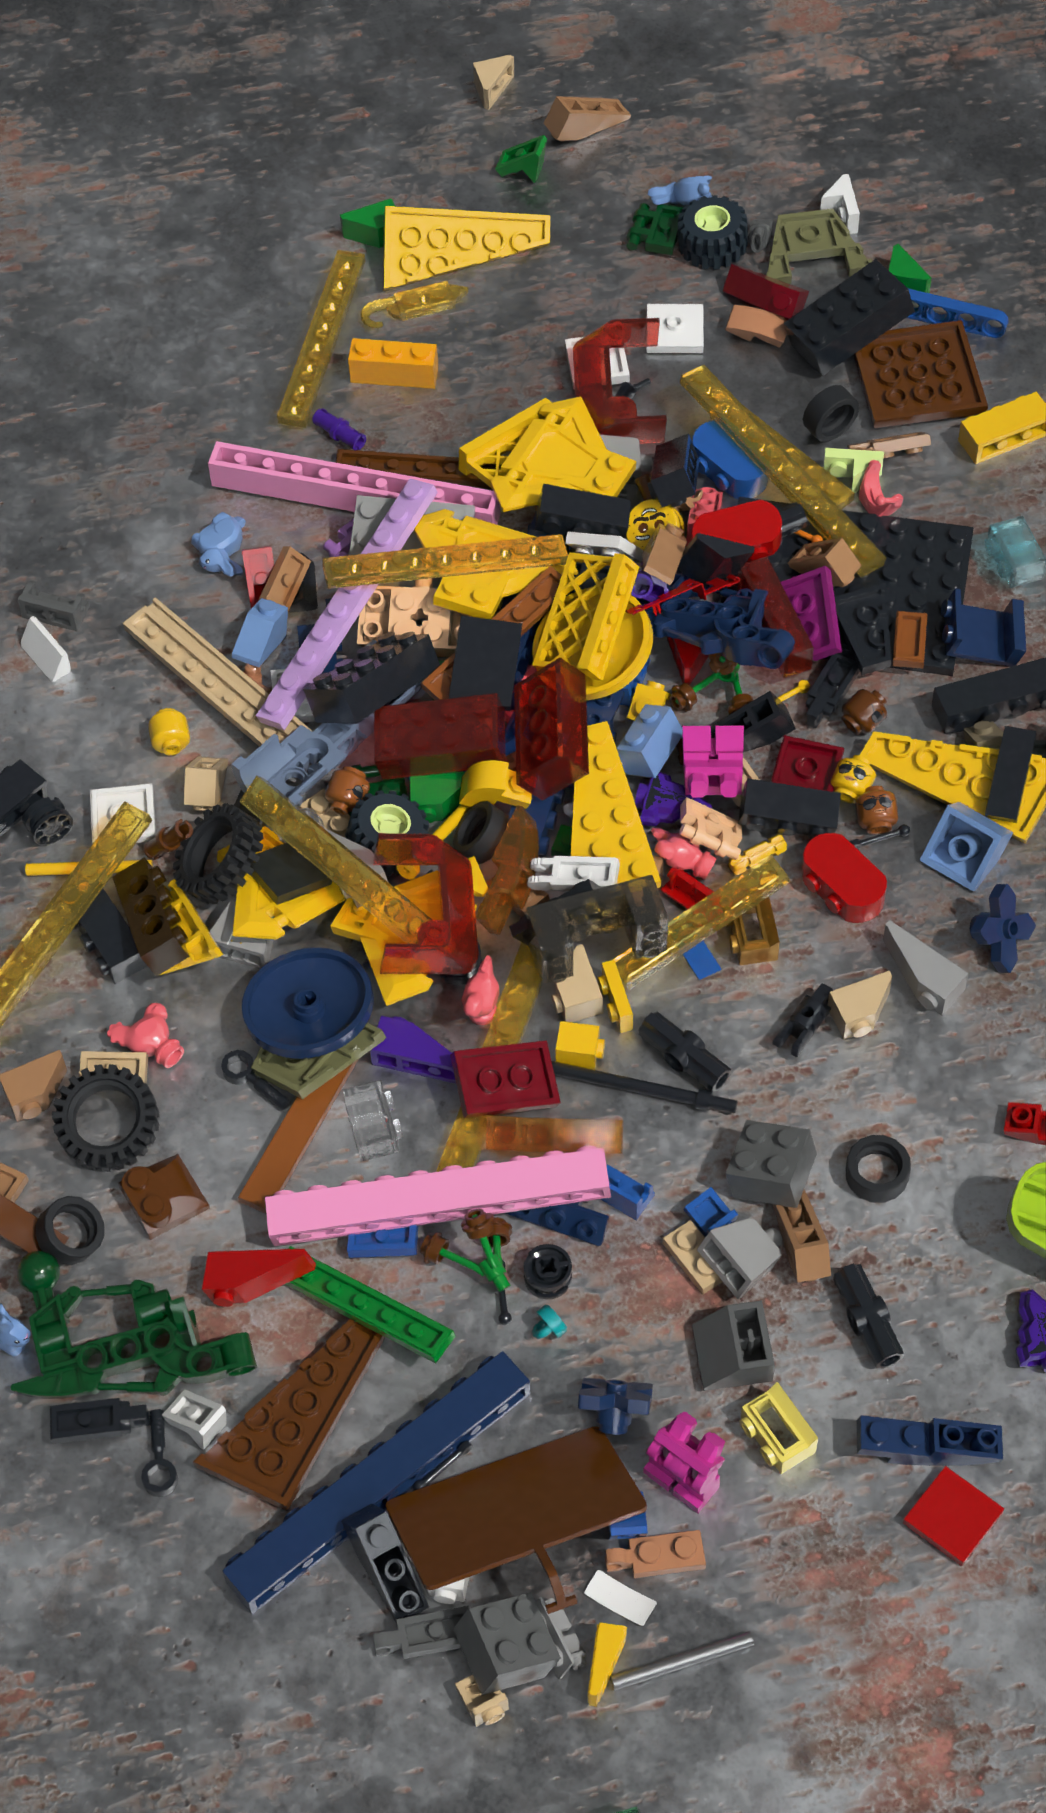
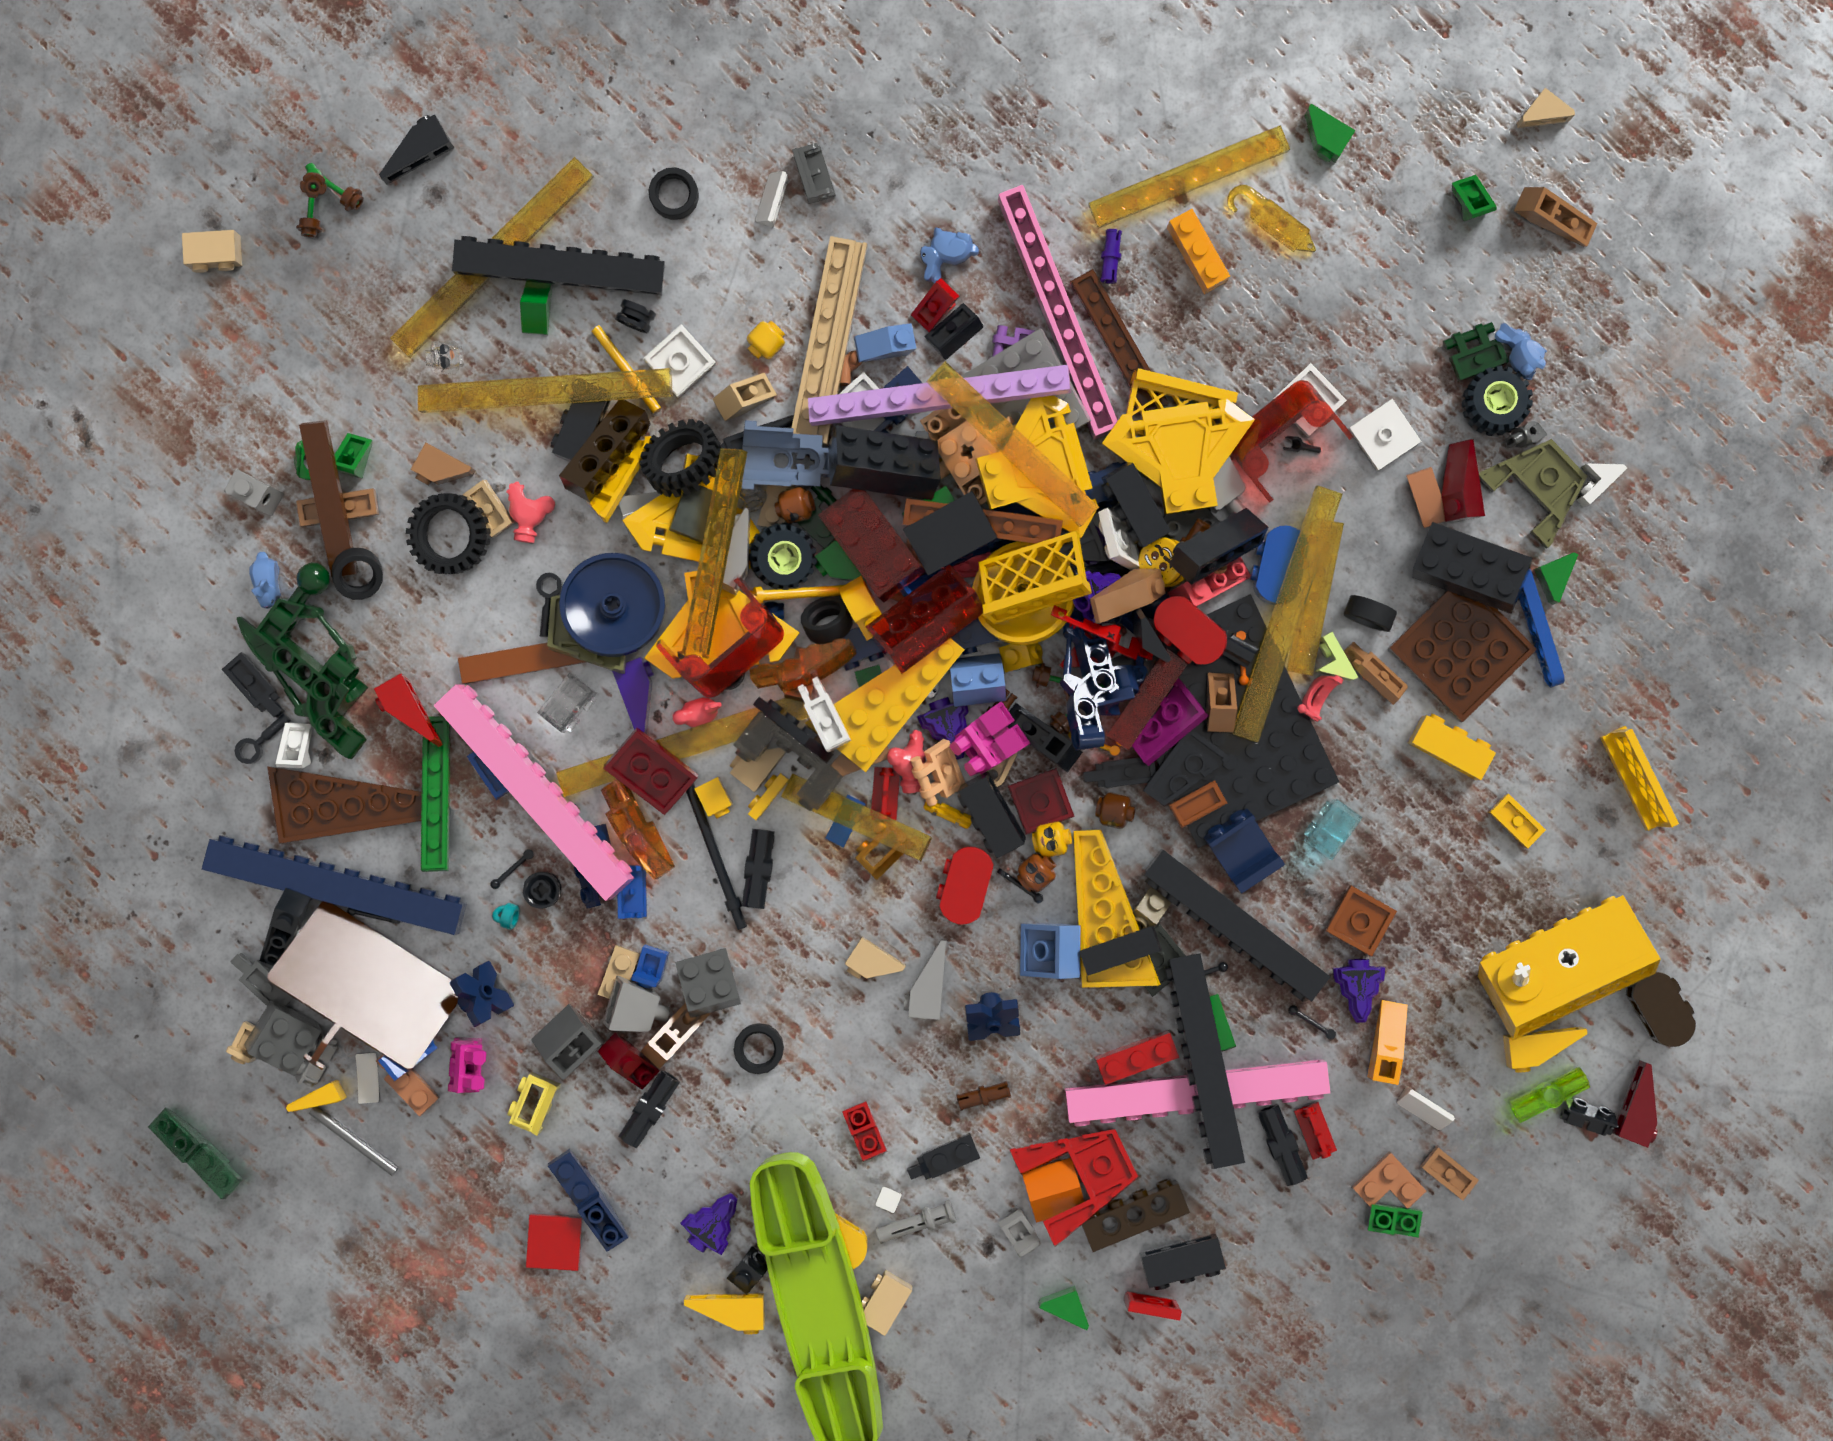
camera: 55 degrees right, 30 degrees up
(162, 1195) = (428, 608): reddish brown slope -> none
(168, 839) = (674, 413): reddish brown pin -> none
(286, 577) = (941, 326): medium nougat plate -> none
(441, 241) = (1344, 202): yellow wing -> none
(478, 1225) = (520, 837): plant -> none
(799, 1301) = (628, 1061): none -> dark red slope
(805, 1020) = (850, 933): black hinge -> none

